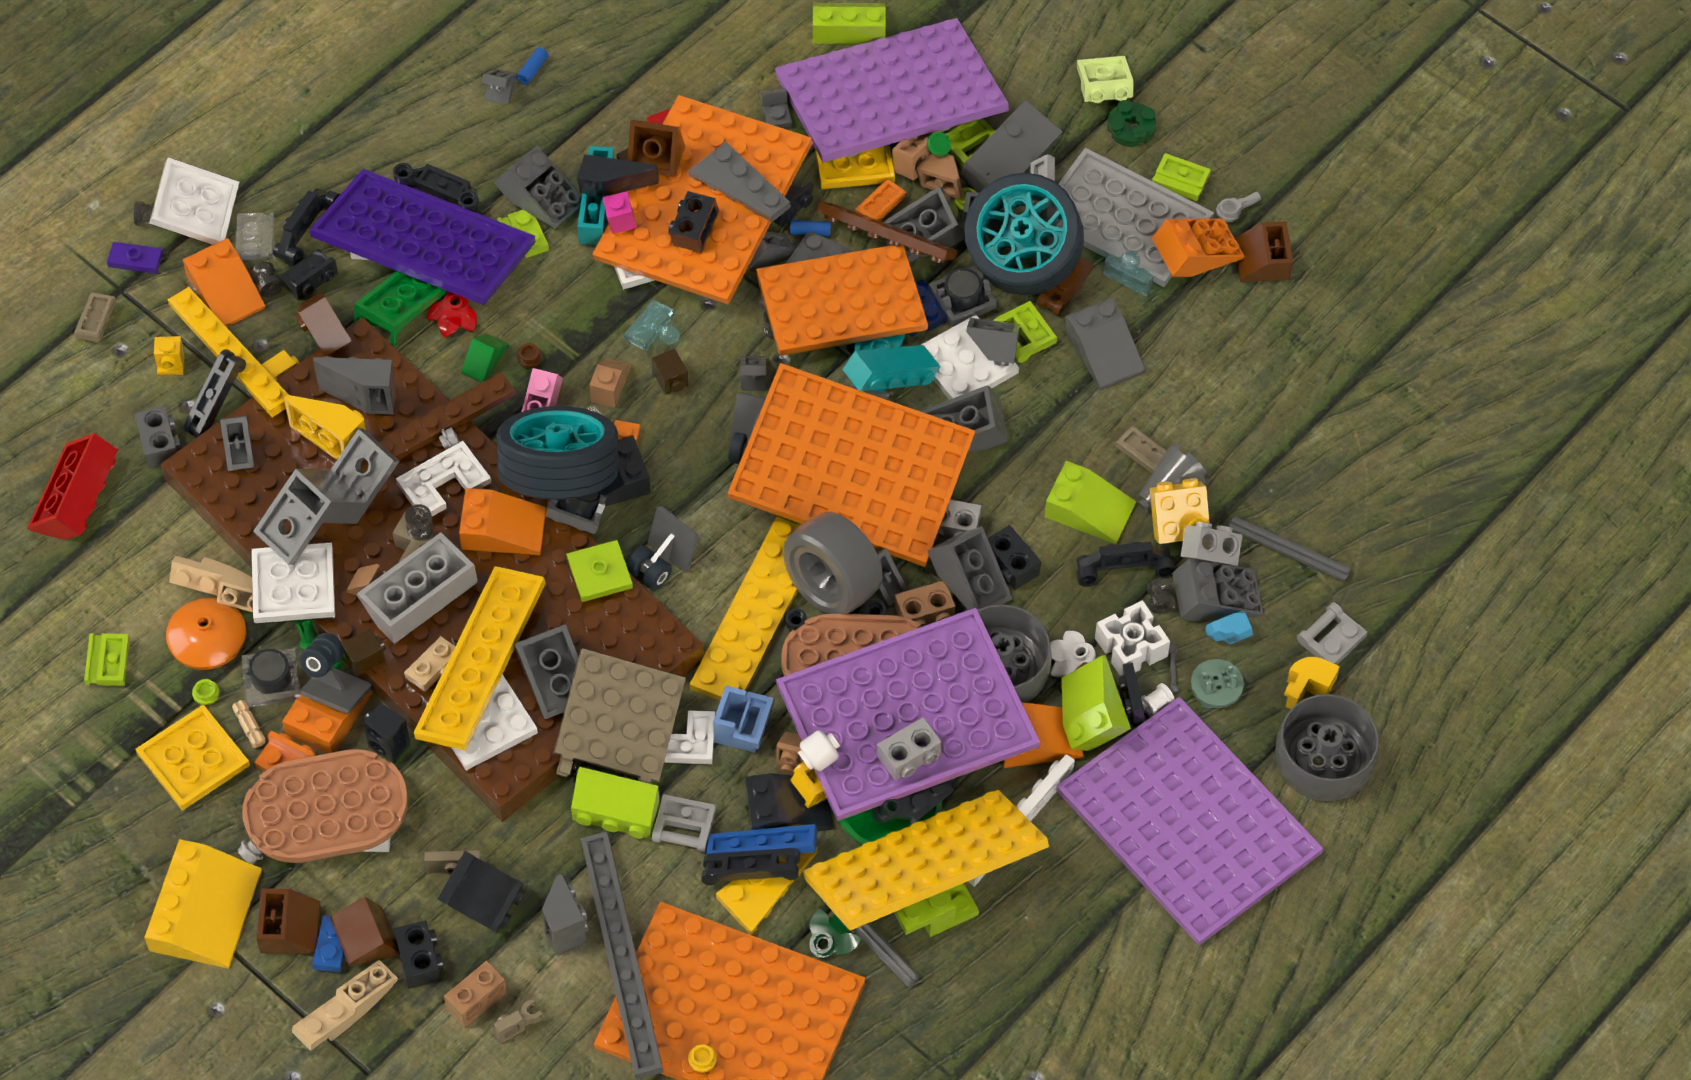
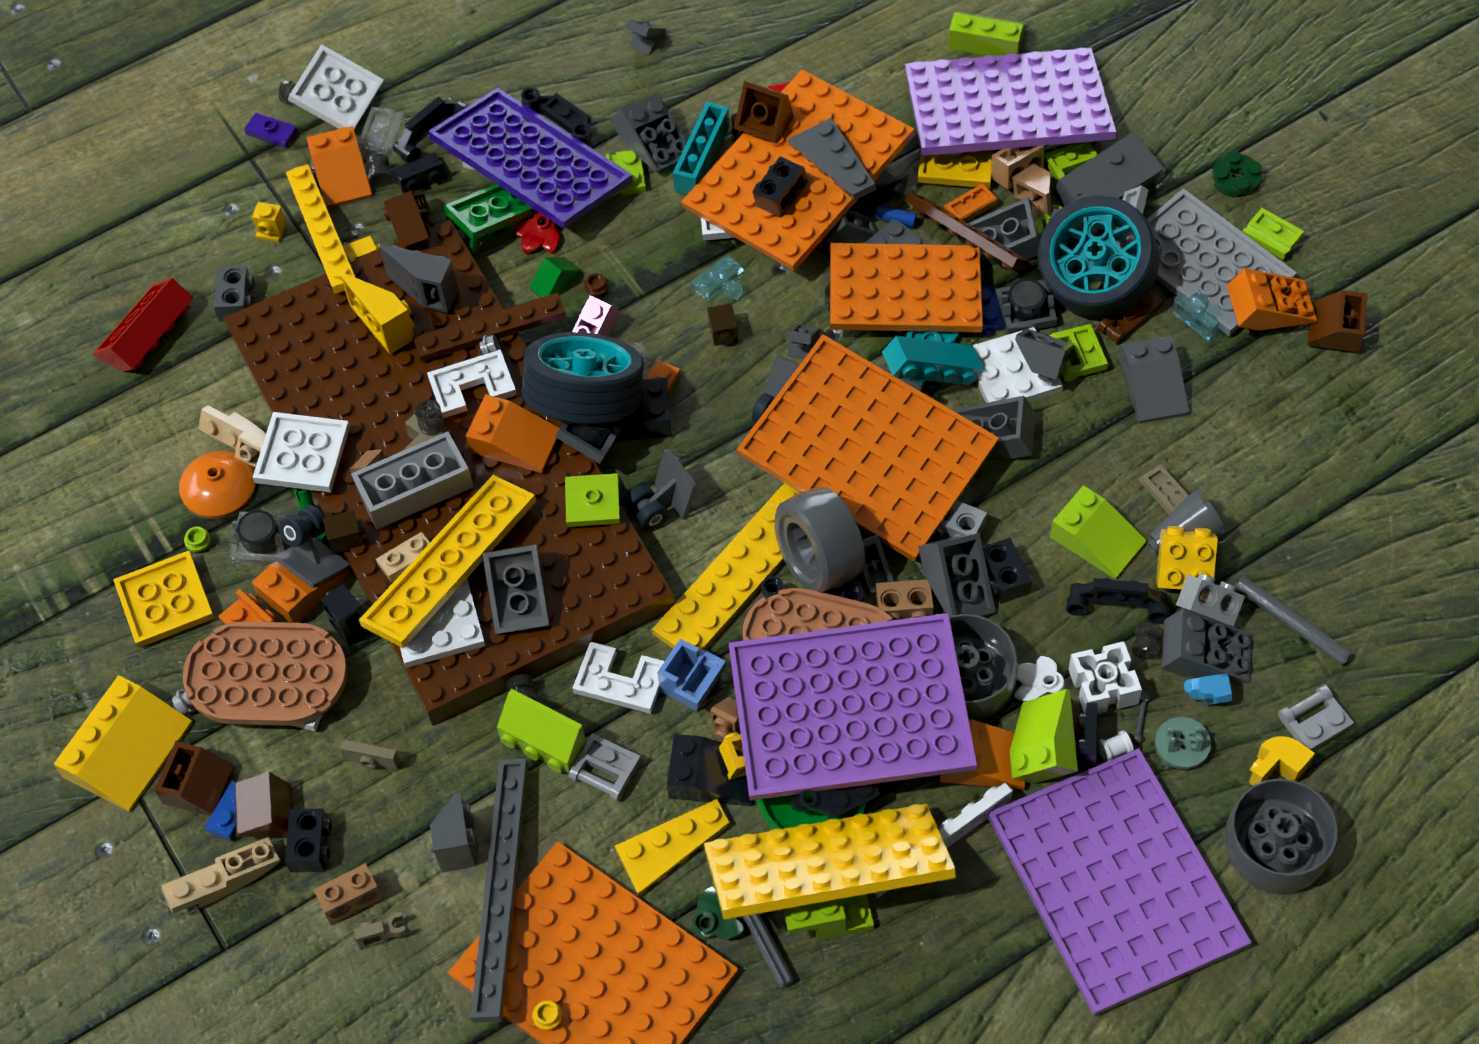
camera: 20 degrees right, 0 degrees up
(95, 317) = (216, 175): dark tan plate -> none
(107, 659) = (118, 489): lime plate -> none
(214, 392) = (293, 260): black plate -> none
(237, 442) = (293, 310): dark grey slope -> none
(248, 724) = (226, 578): tan axle -> none
(326, 496) = (352, 375): dark grey bracket -> none
(482, 892) = (385, 791): black panel -> none
(532, 66) = (680, 24): blue axle -> none
(608, 382) = (662, 322): medium nougat slope -> none
(611, 176) = (716, 131): black slope -> none
(618, 716) = (567, 647): dark tan plate -> none
(619, 212) = (713, 166): dark pink brick -> none
(751, 865) = (655, 825): black plate -> none
(775, 107) = (895, 100): dark grey slope -> none
(798, 837) = (673, 805): blue plate -> none
(819, 750) = (747, 724): white head -> none
(904, 744) = (835, 736): light grey brick -> none
(938, 144) = (1038, 158): green piece -> none
(1105, 79) = (1220, 128): yellowish green plate -> none
(1231, 208) = (1314, 272): light grey plate -> none

